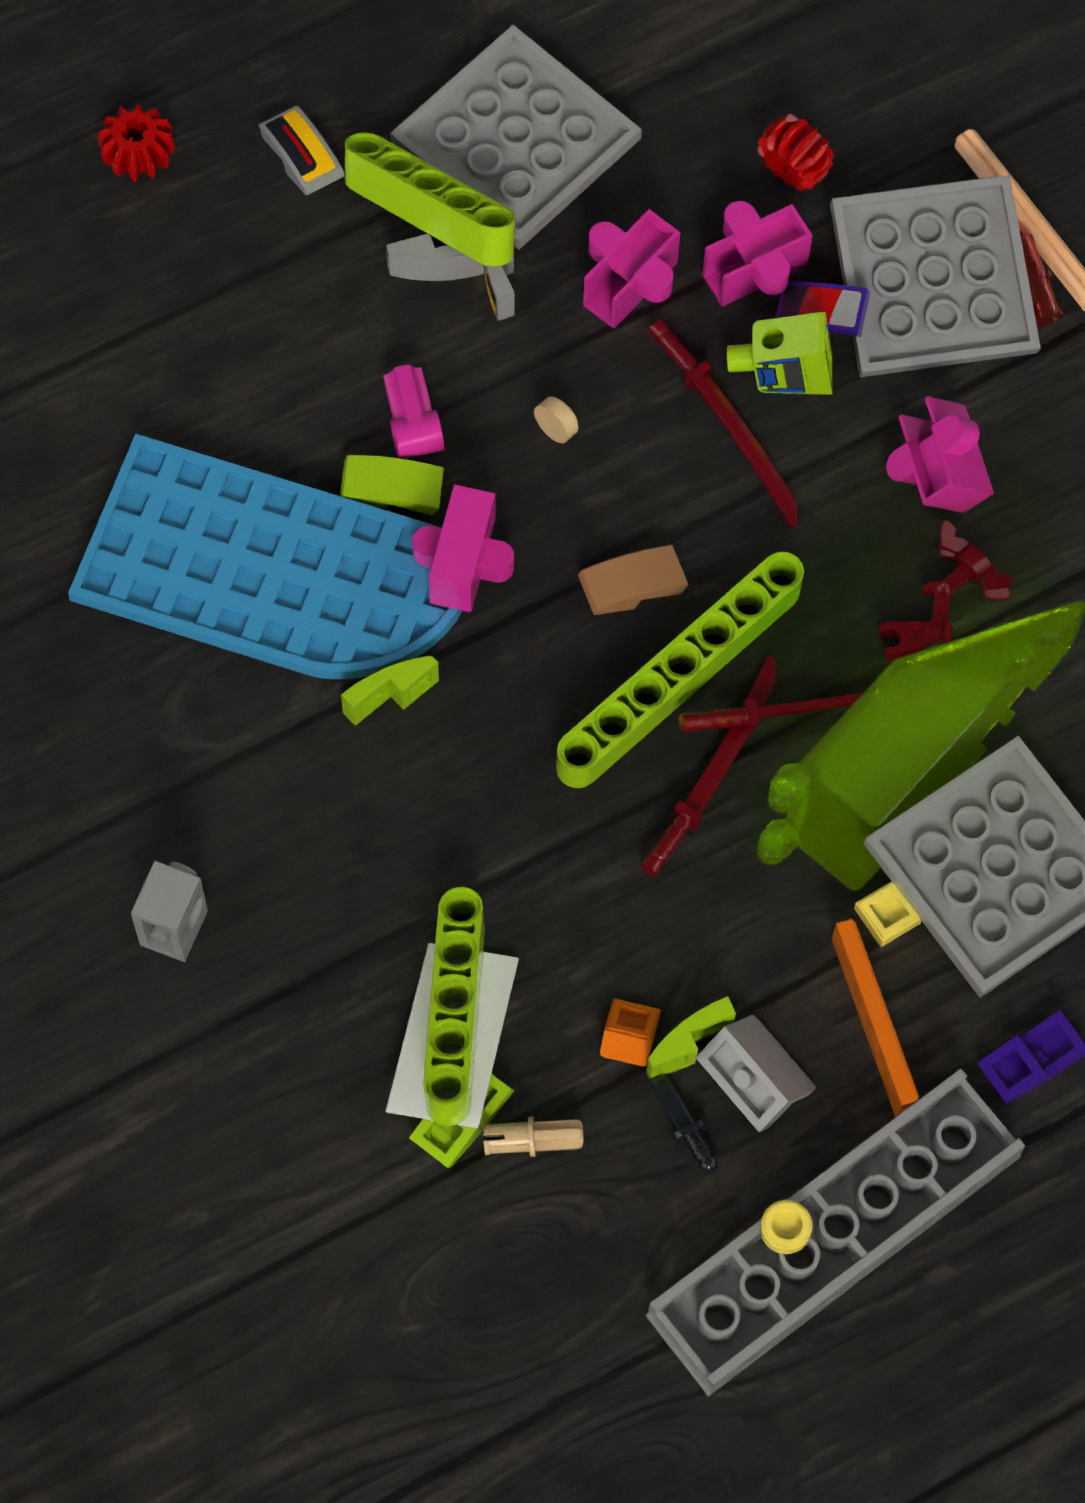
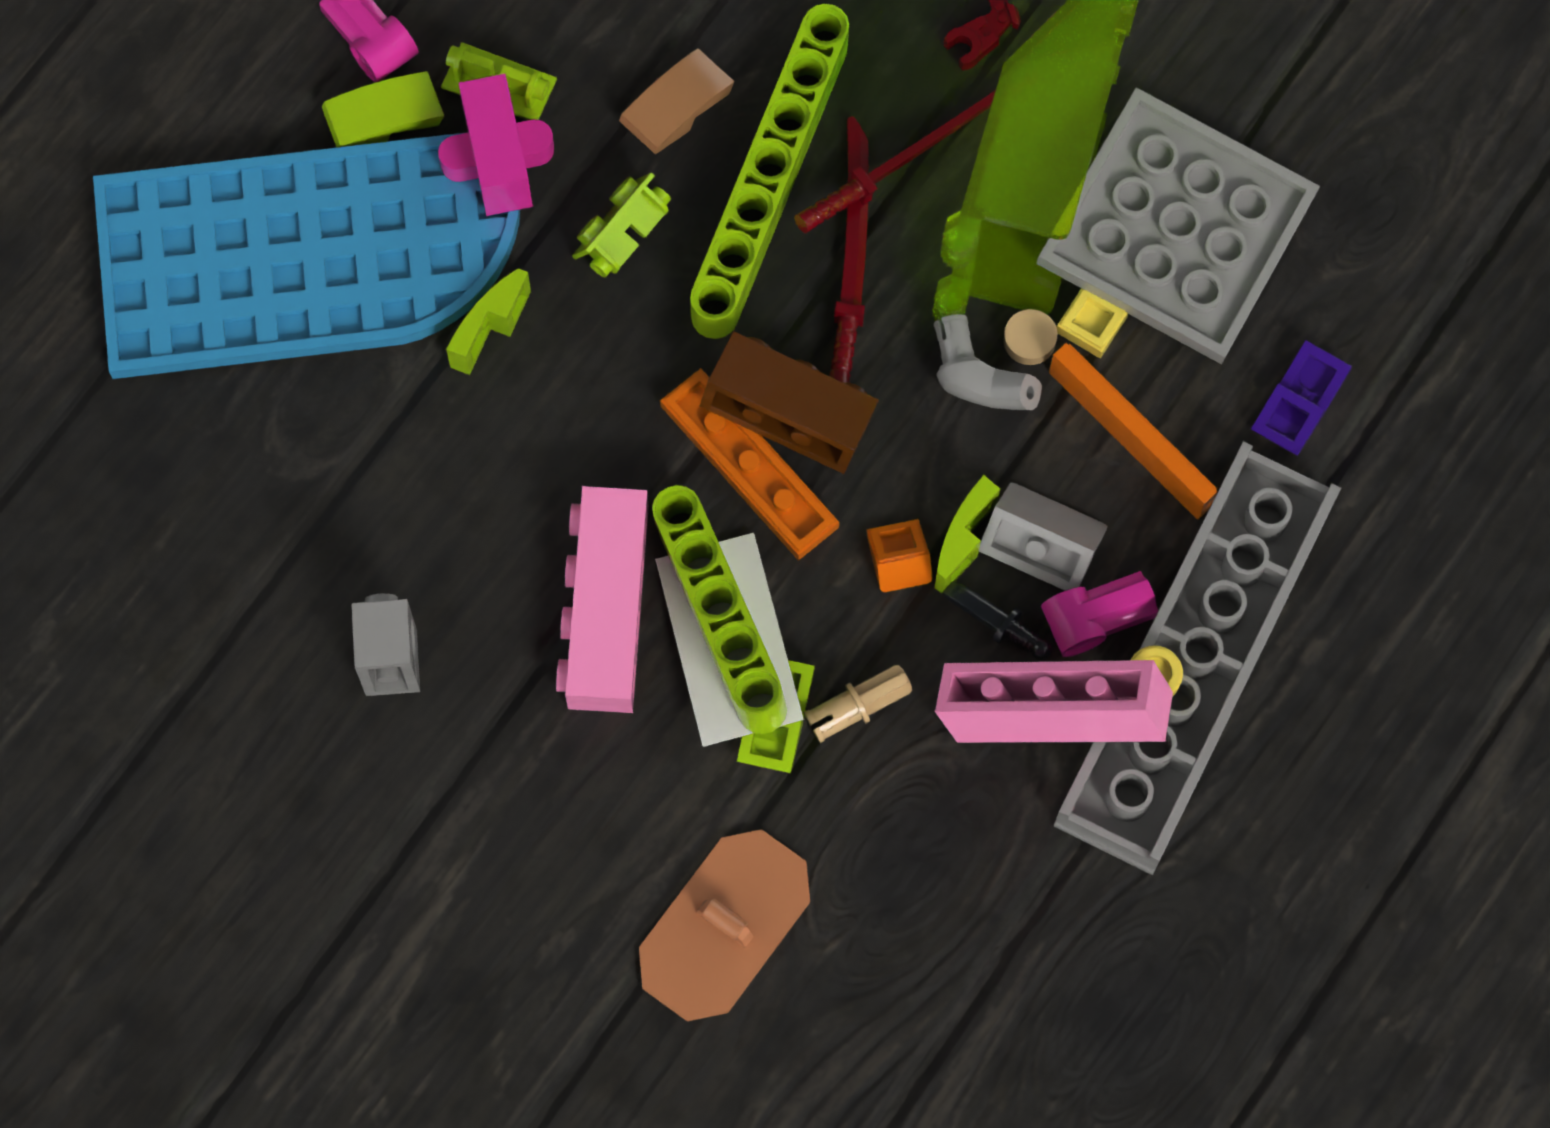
camera: 25 degrees left, 5 degrees up
(331, 1268) = (724, 925): none -> nougat shield
(368, 956) = (605, 599): none -> bright pink brick
(514, 513) = (527, 86): none -> lime hinge
(520, 666) = (633, 207): none -> lime hinge
(544, 901) = (752, 469): none -> orange tile
(598, 863) = (789, 402): none -> reddish brown brick
(689, 1209) = (1055, 701): none -> bright pink brick
(756, 1155) = (1085, 617): none -> dark pink piece
(764, 917) = (975, 380): none -> light grey arm
(829, 902) = (1030, 337): none -> tan tile

